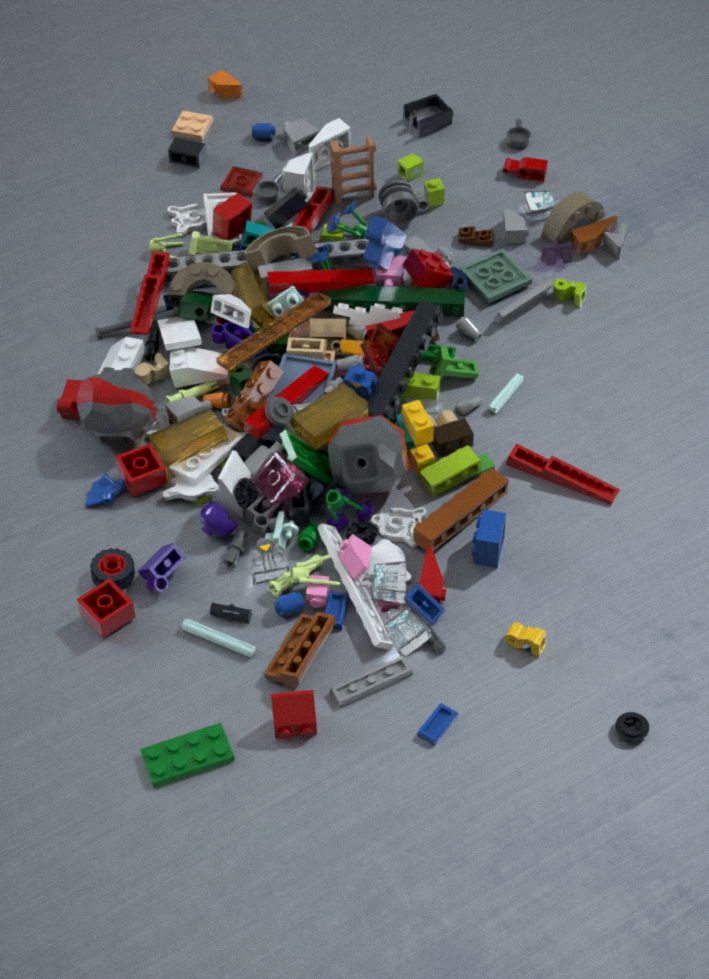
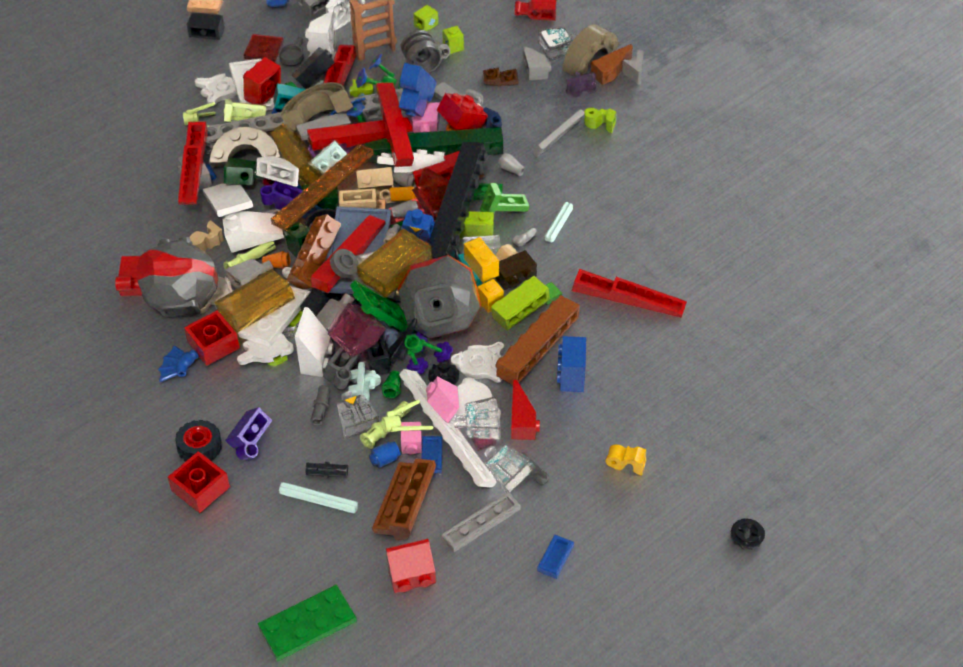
camera: 10 degrees left, 0 degrees up
(124, 325) = (168, 198): dark grey bar -> none
(125, 354) = (175, 225): white slope -> none
(152, 344) = (201, 213): black pin -> none
(216, 520) = (297, 379): dark purple cylinder -> none
(242, 487) = (323, 341): black gear -> none
(356, 276) = (394, 125): none -> red slope
(424, 604) = (520, 437): blue slope -> none
(496, 275) = (527, 111): sand green plate -> none

